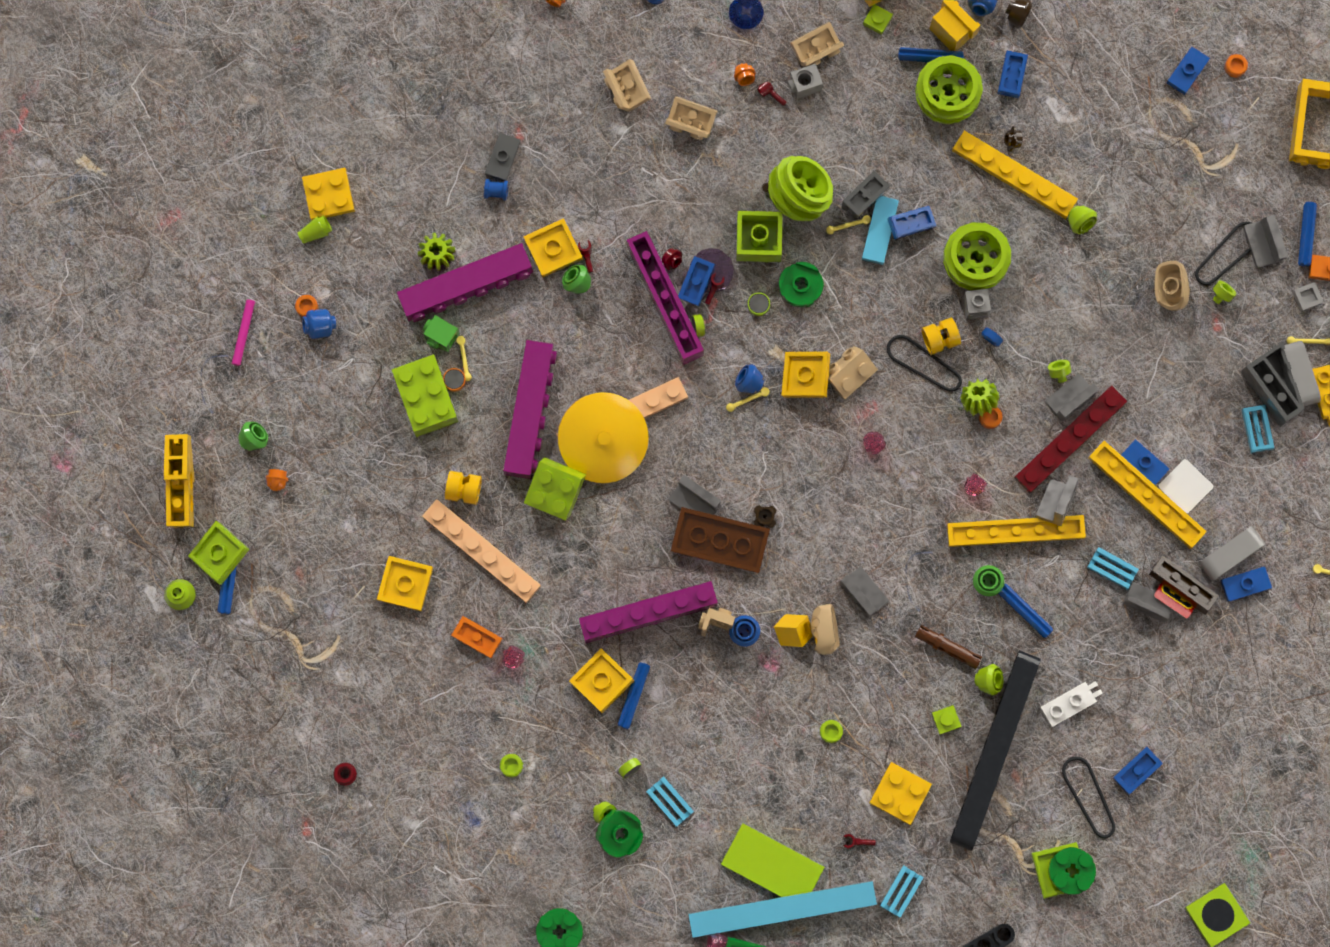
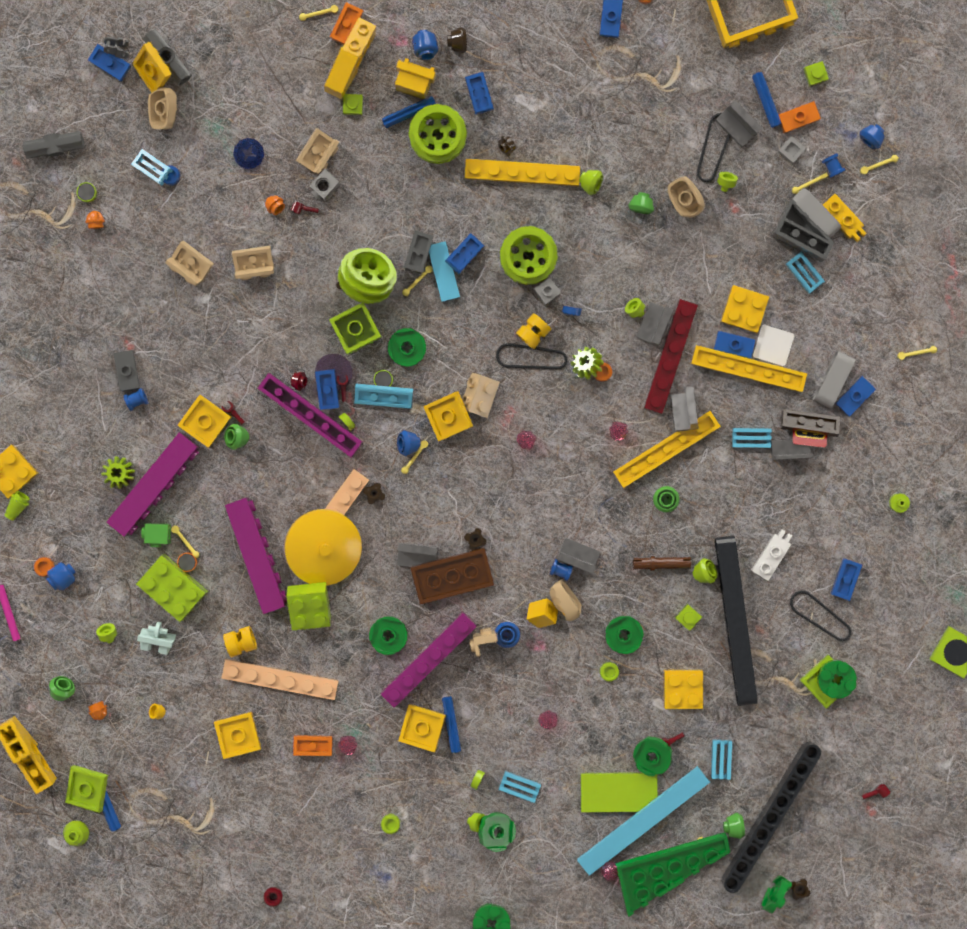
camera: 30 degrees left, 10 degrees up
(331, 405) = (106, 632): none -> lime tile
(336, 514) = (156, 711): none -> yellow hinge
(382, 437) = (156, 636): none -> light aqua hips
(619, 553) = (379, 641): none -> green plate
(690, 417) = (375, 488): none -> dark brown plate
(739, 745) = (548, 719): none -> clear pink plate
(750, 320) = (383, 396): none -> medium azure tile
(817, 841) = (662, 751): none -> green plate
(837, 596) = (561, 570): none -> blue bush
(858, 709) = (621, 645): none -> green plate
(1025, 611) = (704, 505): blue axle -> none
(1122, 268) = (641, 204): none -> bright green cone
(1174, 432) = (744, 309): none -> yellow plate
(1231, 721) = (895, 500): none -> lime tile

